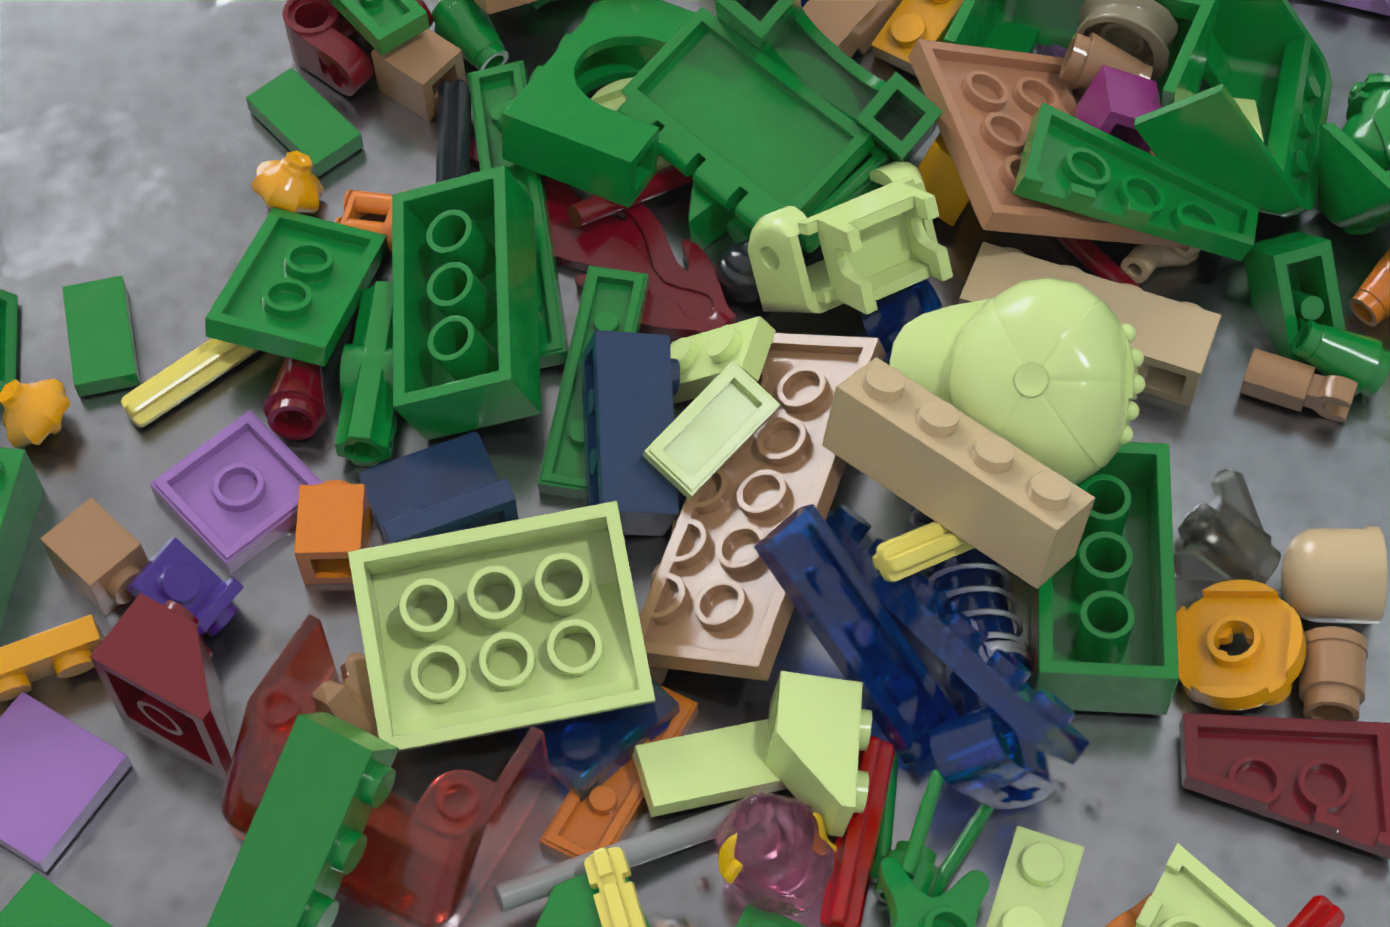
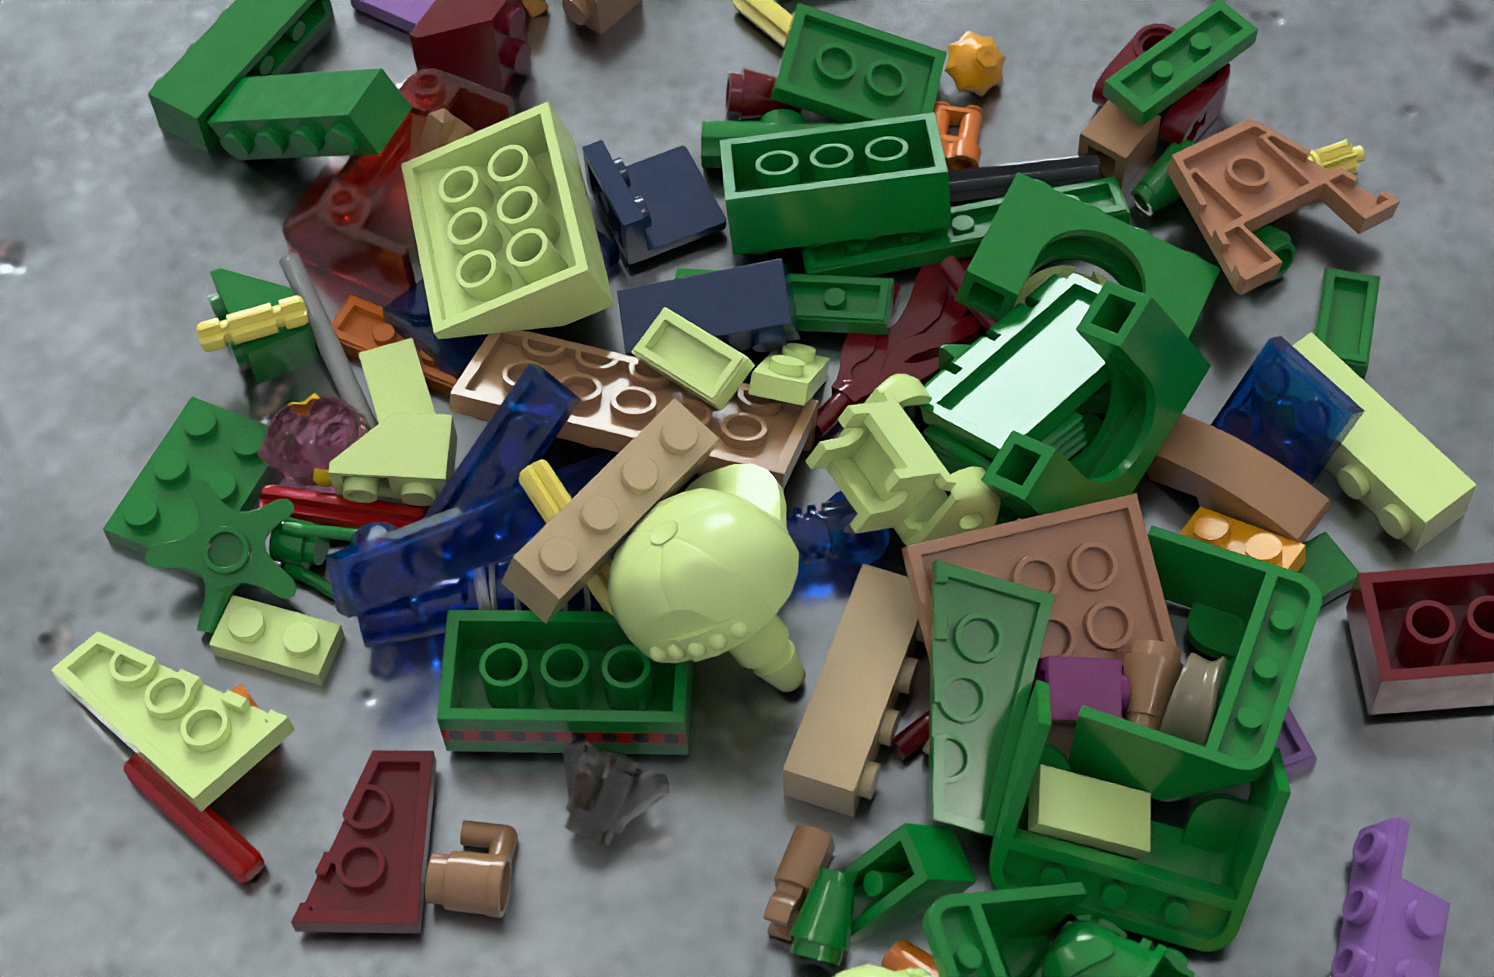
camera: 90 degrees right, 0 degrees up
(183, 578) = (568, 44): dark purple bracket -> none
(236, 491) = (670, 75): medium lavender tile -> none
(304, 121) = (1058, 72): green tile -> none
(328, 526) = (625, 125): orange brick -> none
(1255, 676) = (502, 825): light orange plate -> none
(1336, 575) = (573, 873): tan helmet -> none

